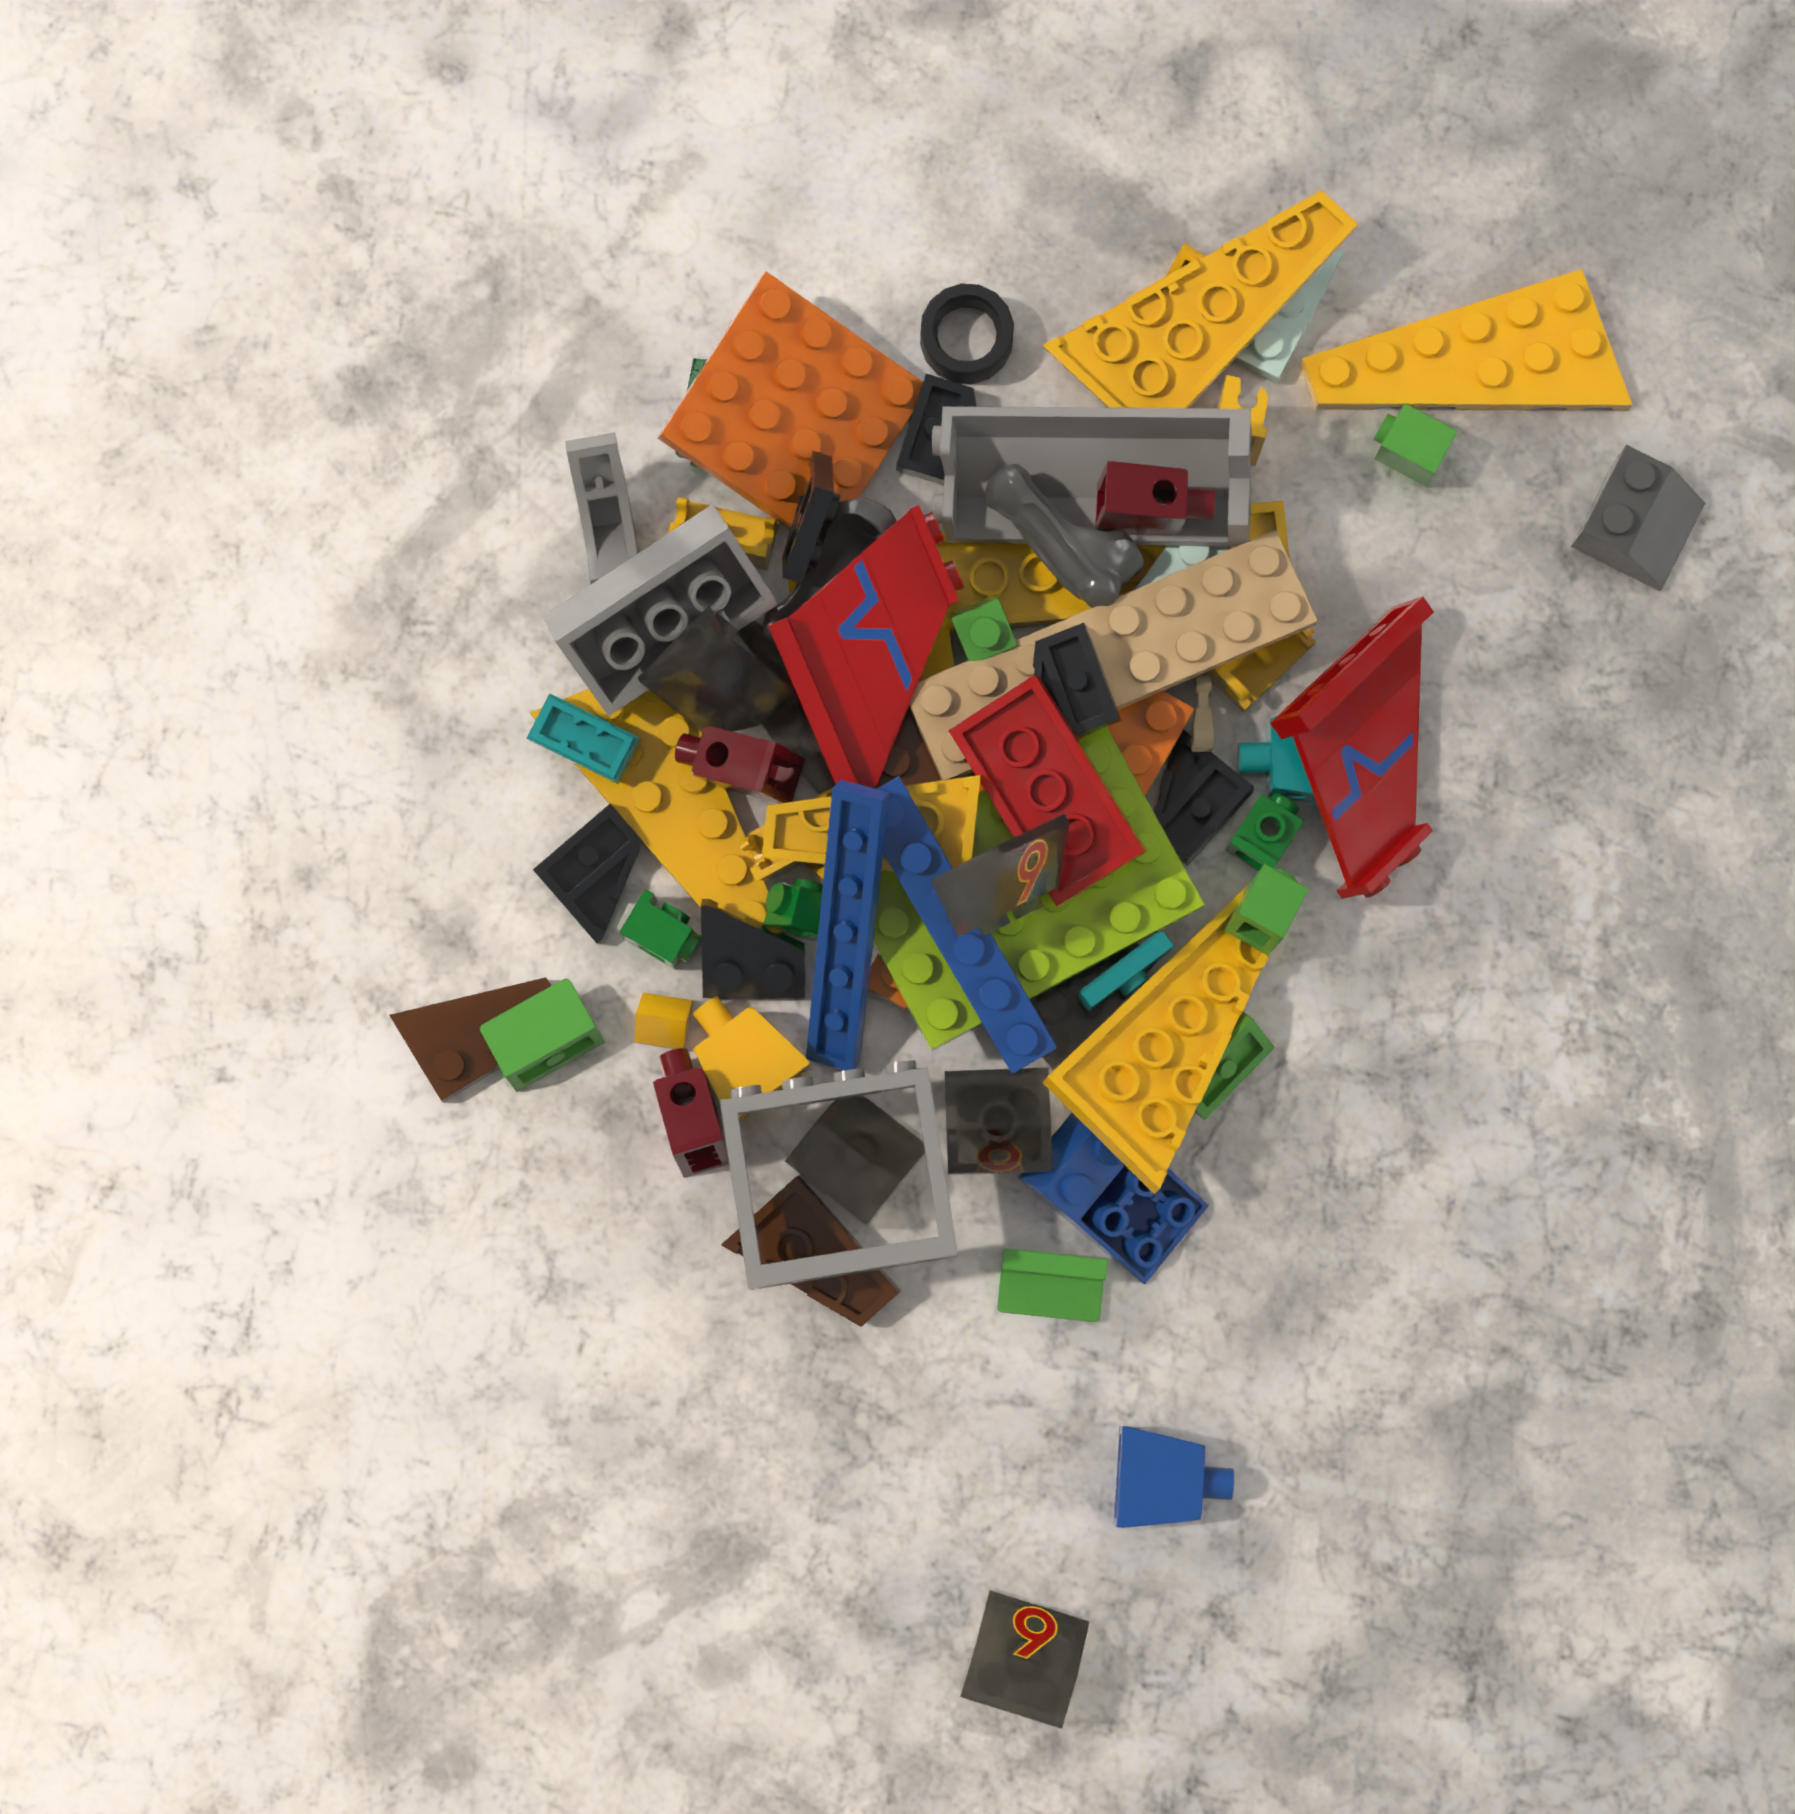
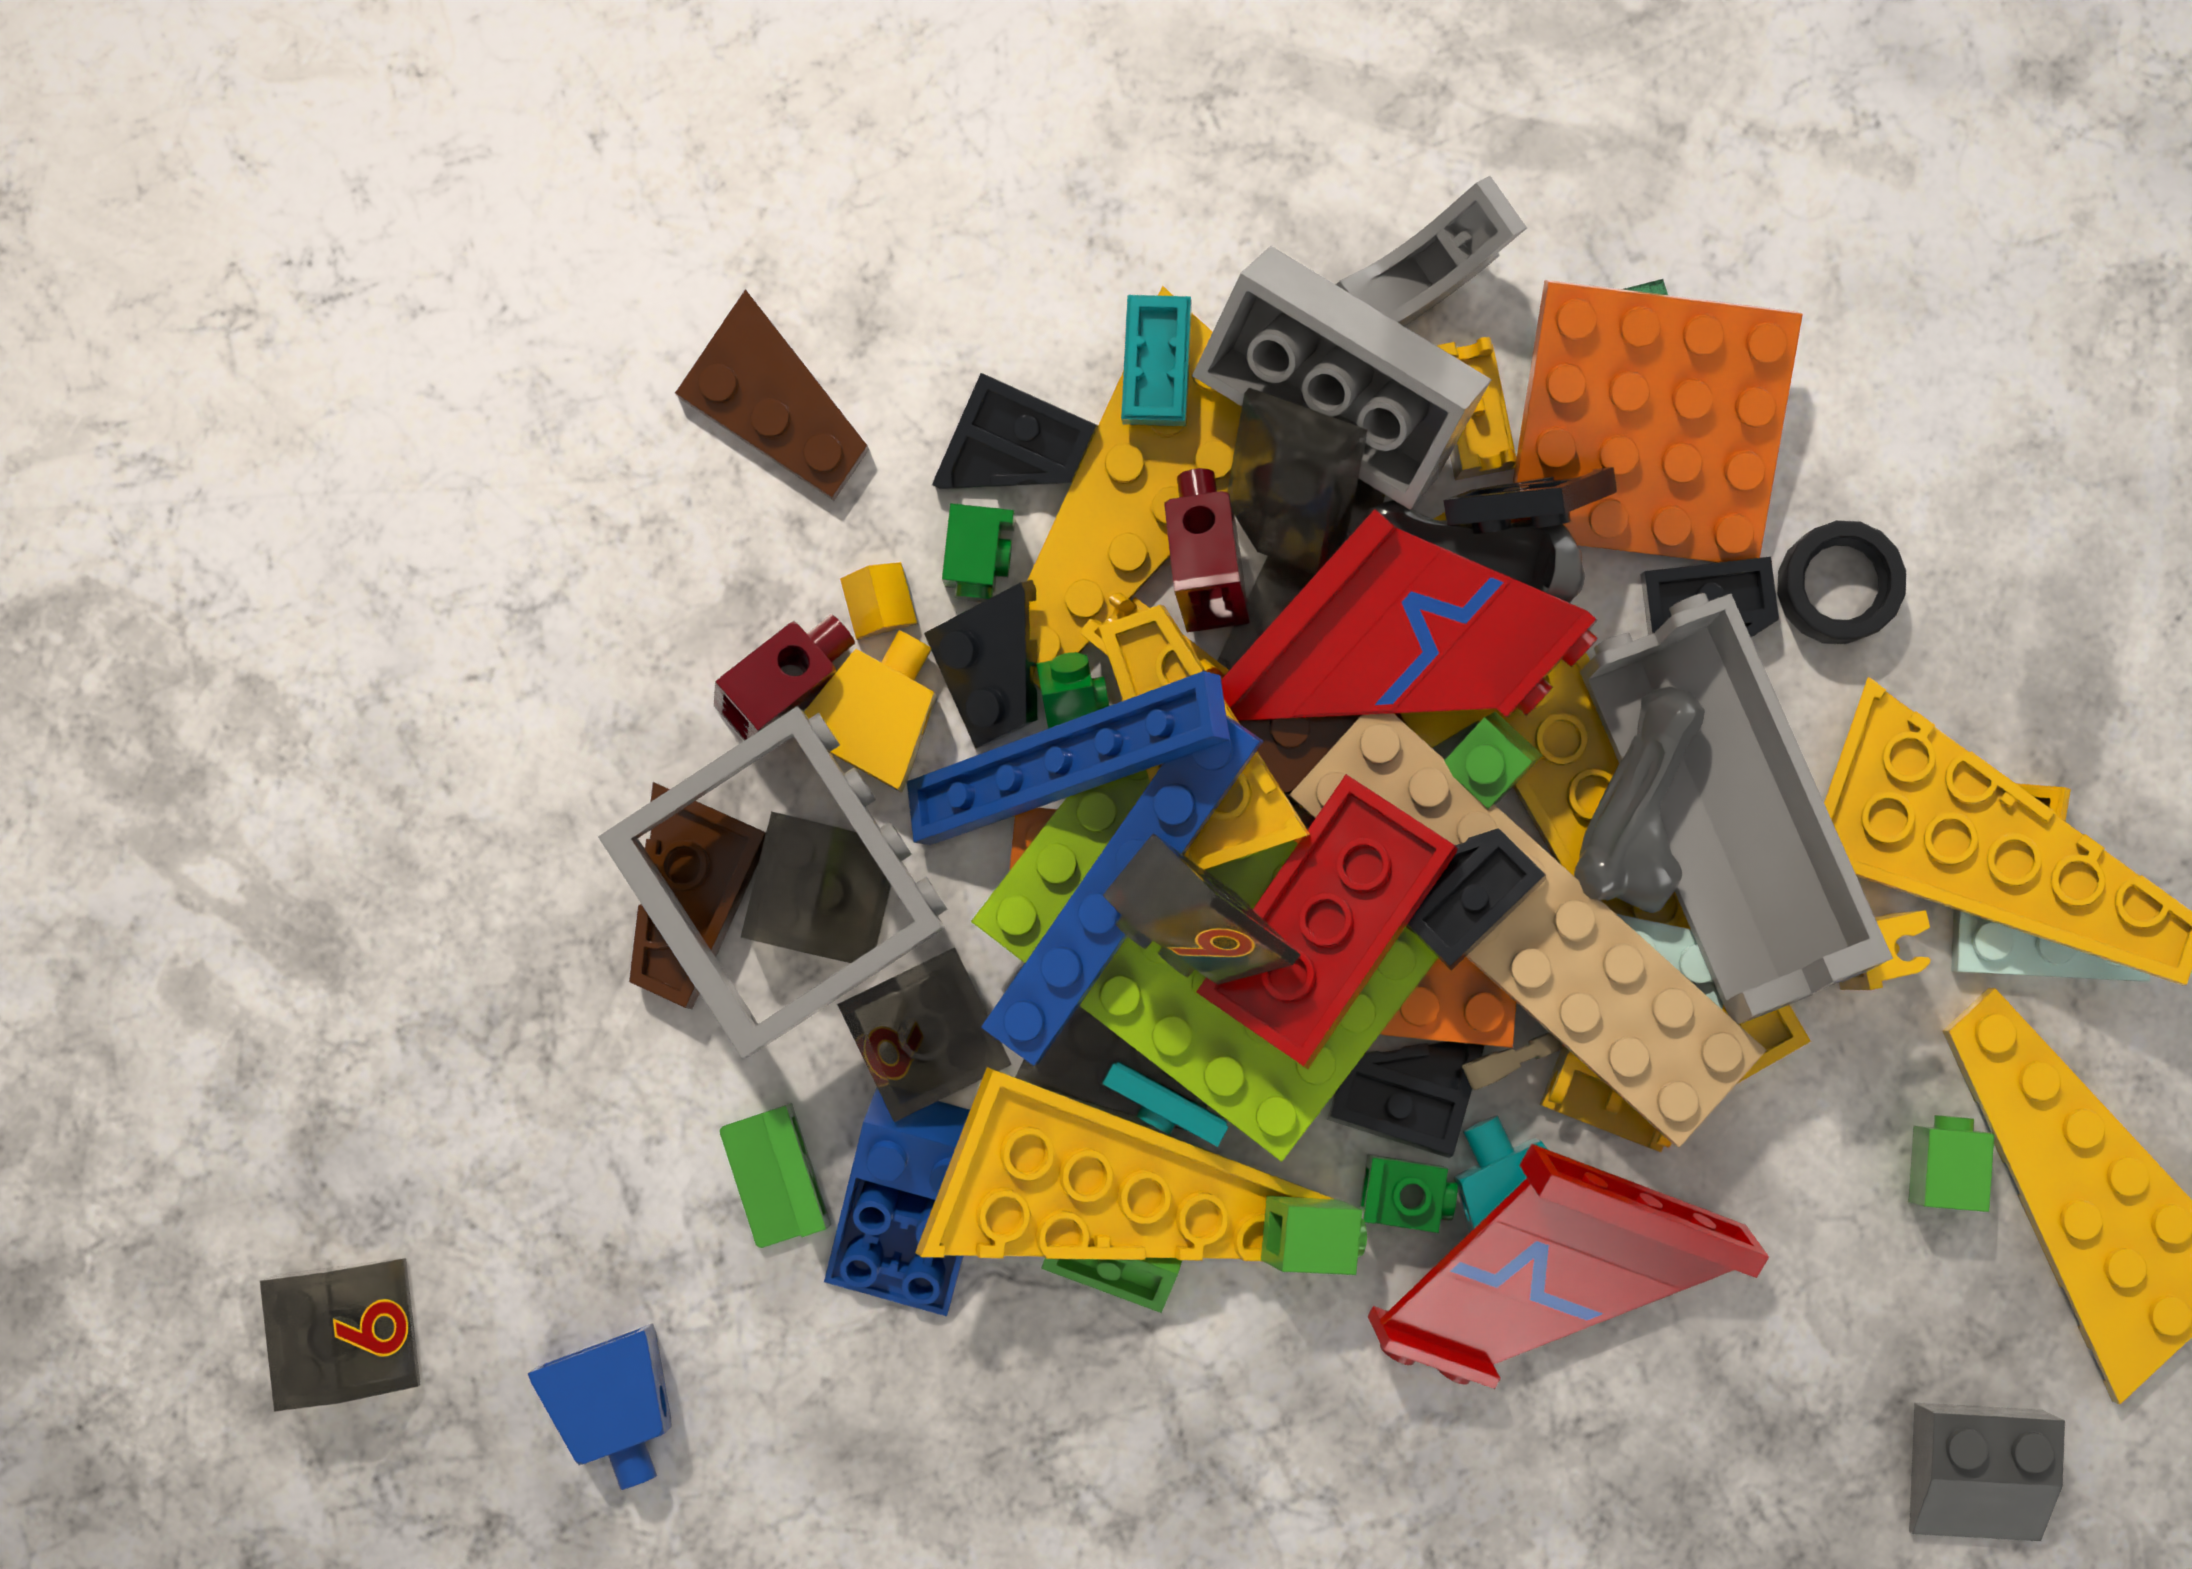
camera: 65 degrees right, 5 degrees up
(541, 1034) = (797, 469): bright green panel -> none
(1128, 499) = (1713, 864): dark red torso -> none

